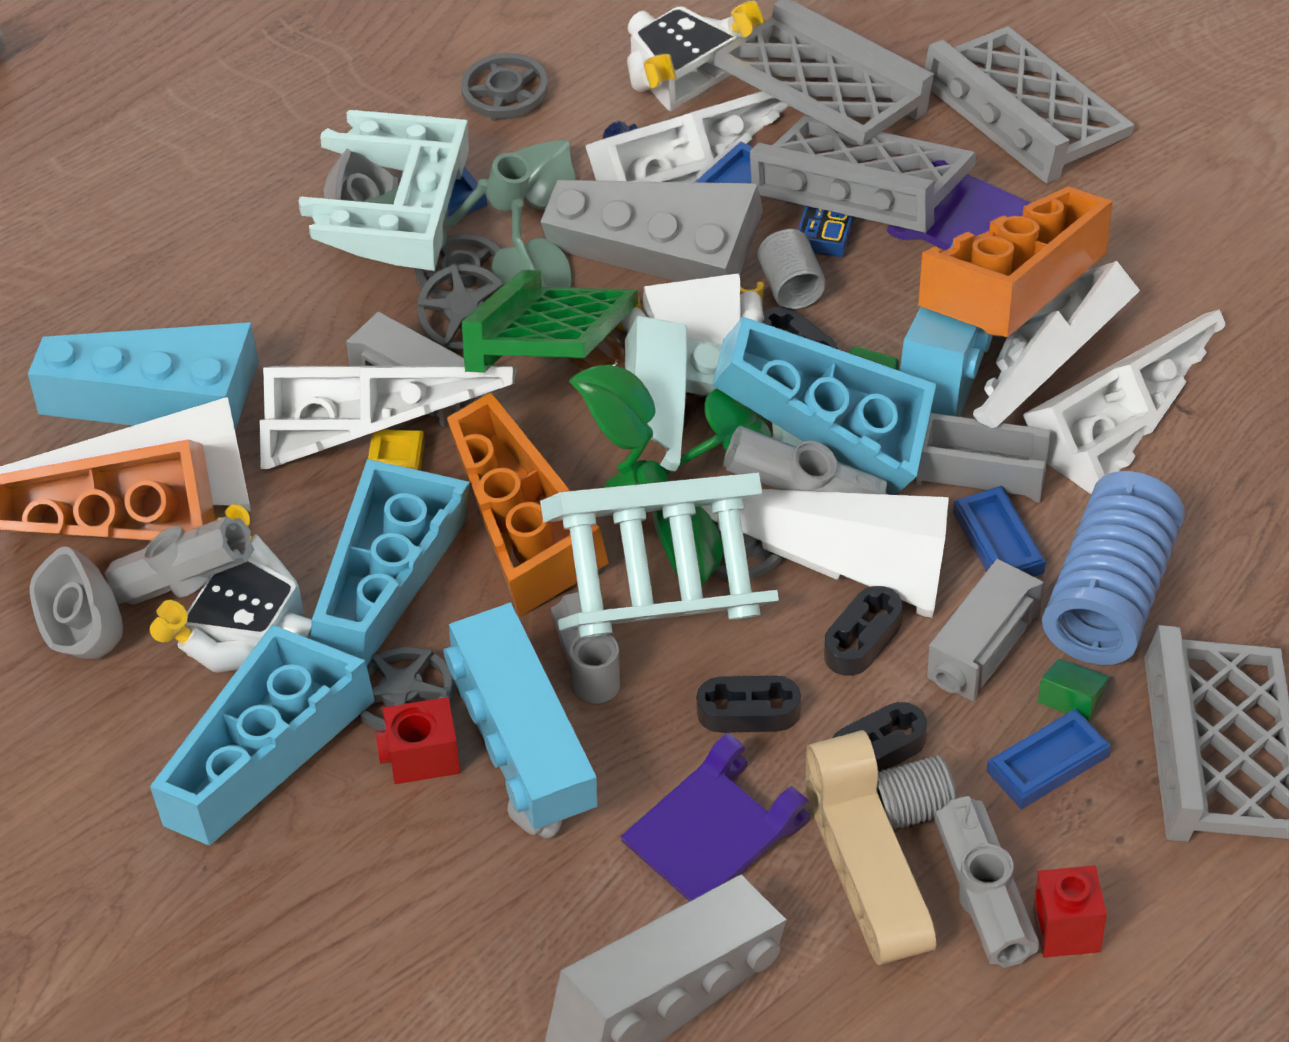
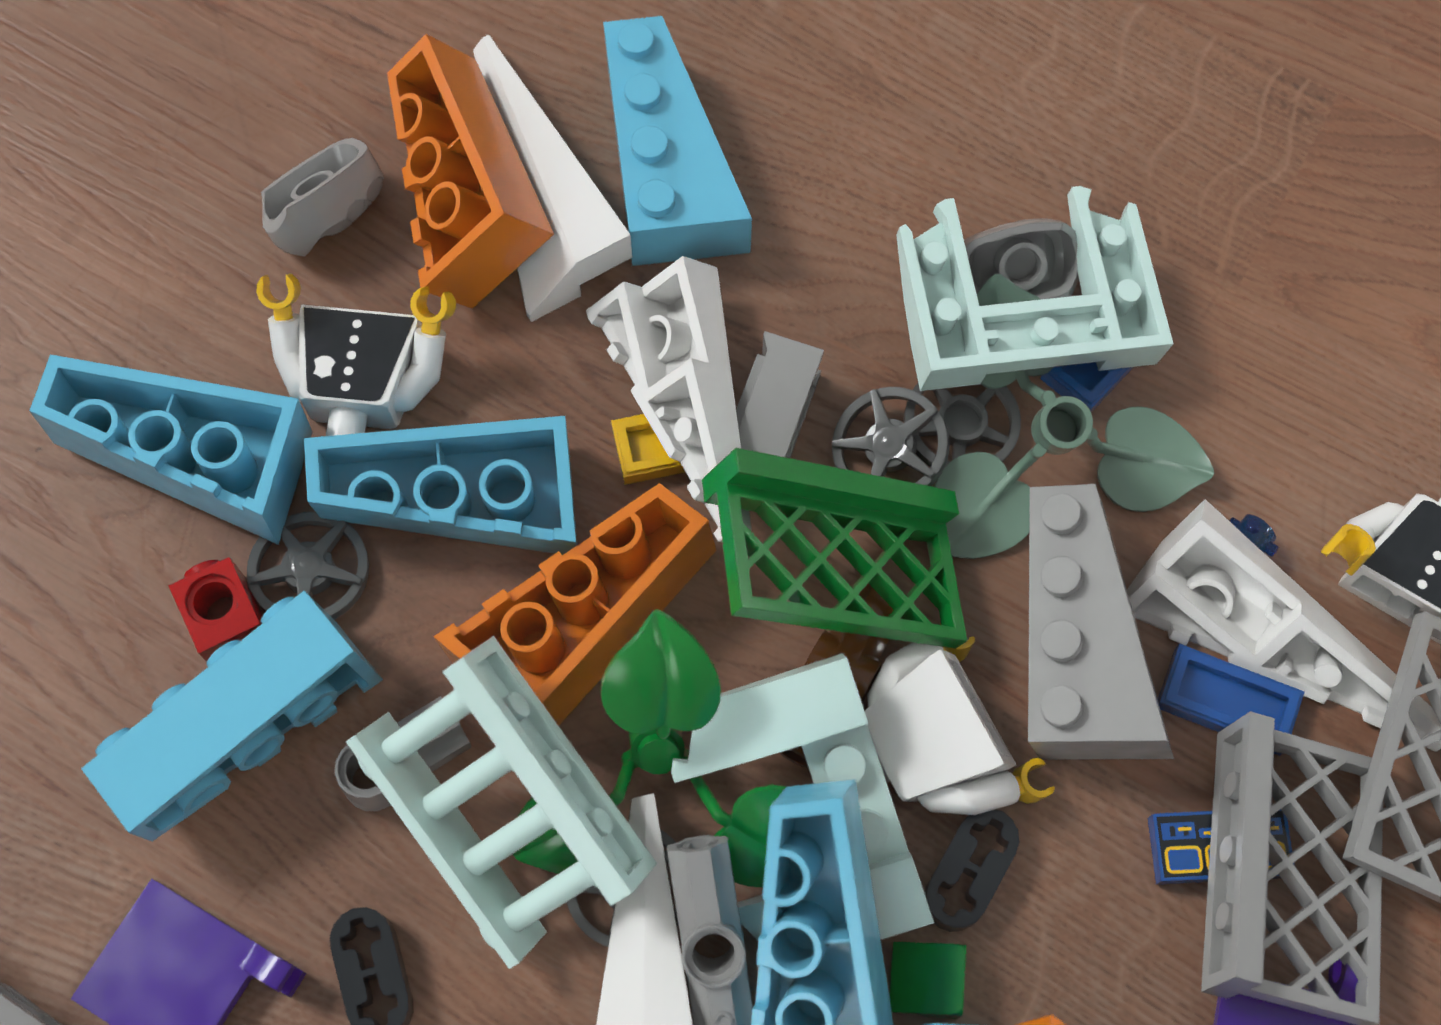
camera: 70 degrees right, 20 degrees up
(179, 560) = (373, 273): light grey piece -> none
(504, 86) = (1292, 370): dark grey wheel -> none
(791, 269) = (1088, 825): light grey piece -> none

